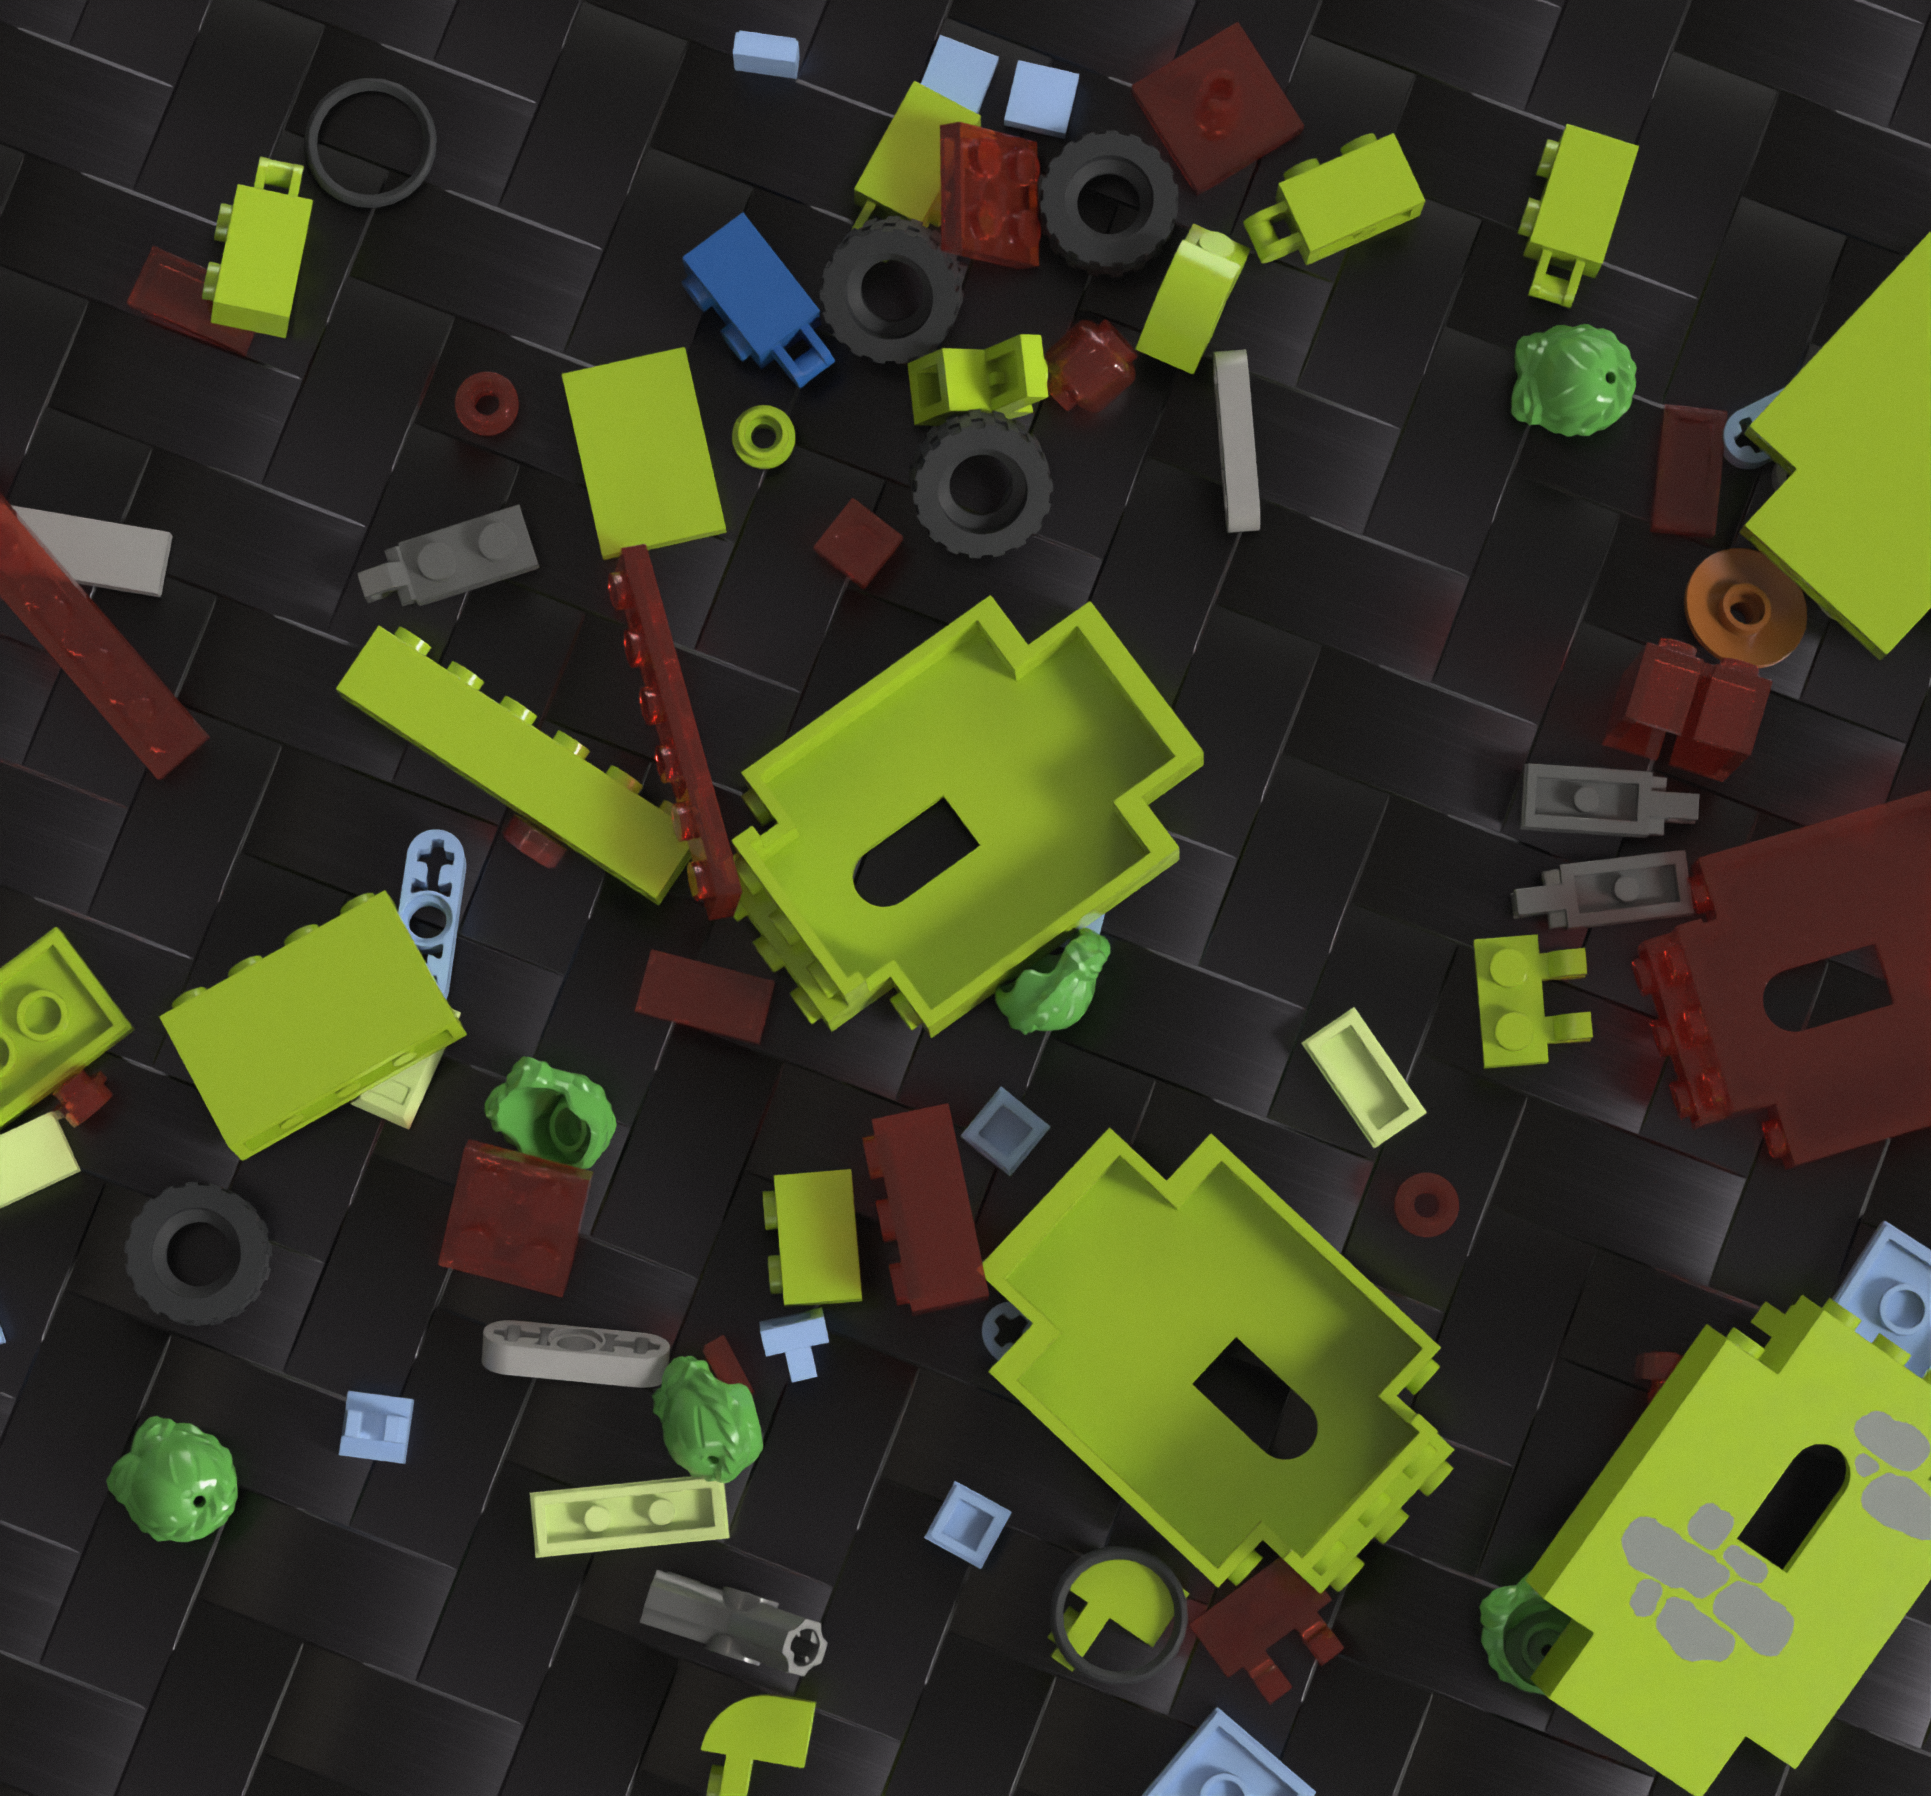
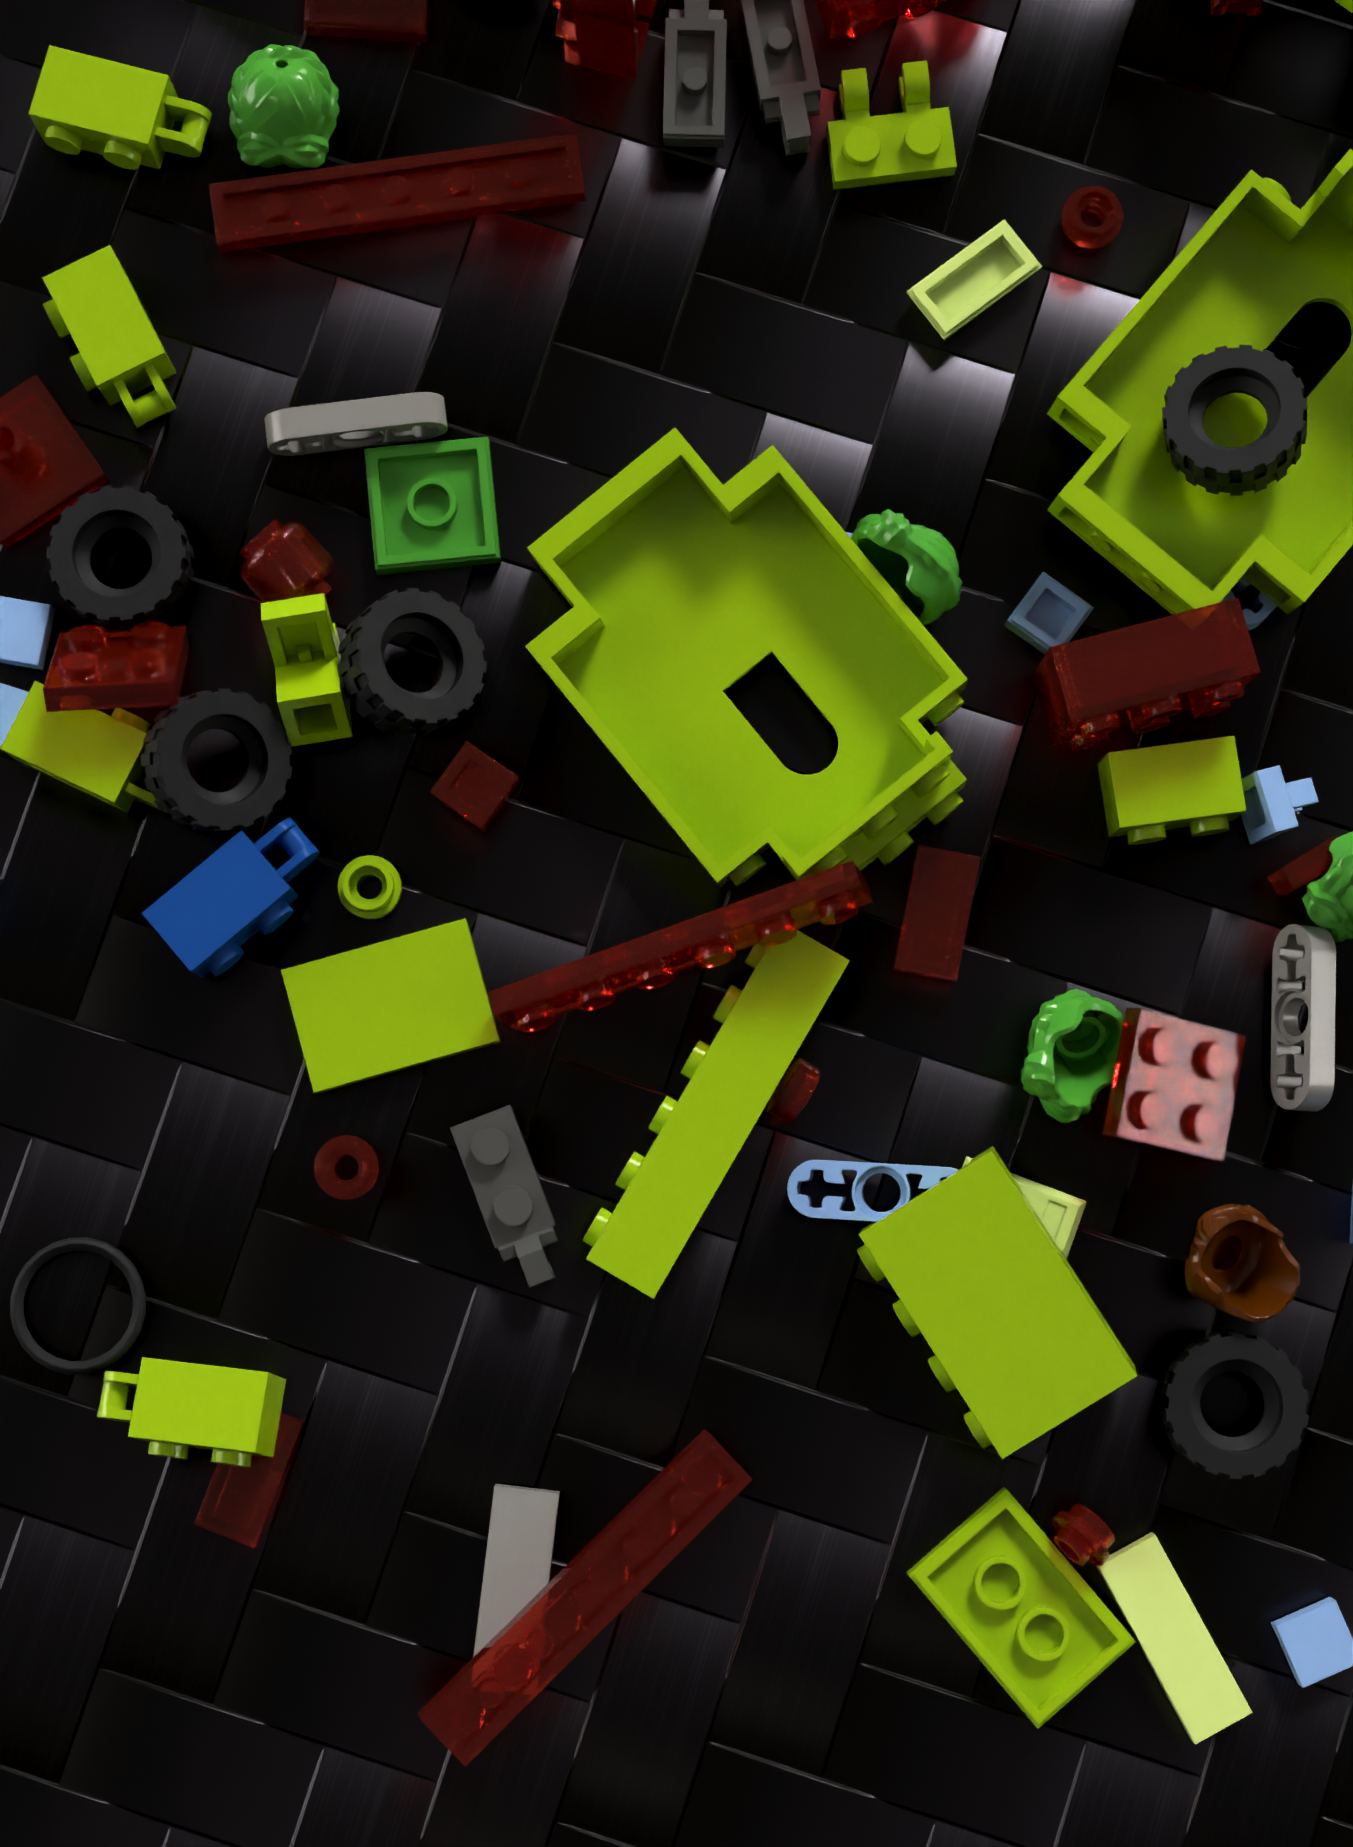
camera: 90 degrees left, 0 degrees up
(333, 1267) = (1241, 1264): none -> reddish brown hair
(1152, 515) = (432, 505): none -> bright green tile
(1192, 298) = (215, 467): lime brick -> none
(1220, 1285) = (1225, 373): none -> black tyre
(1480, 493) = (397, 192): none -> clear red plate

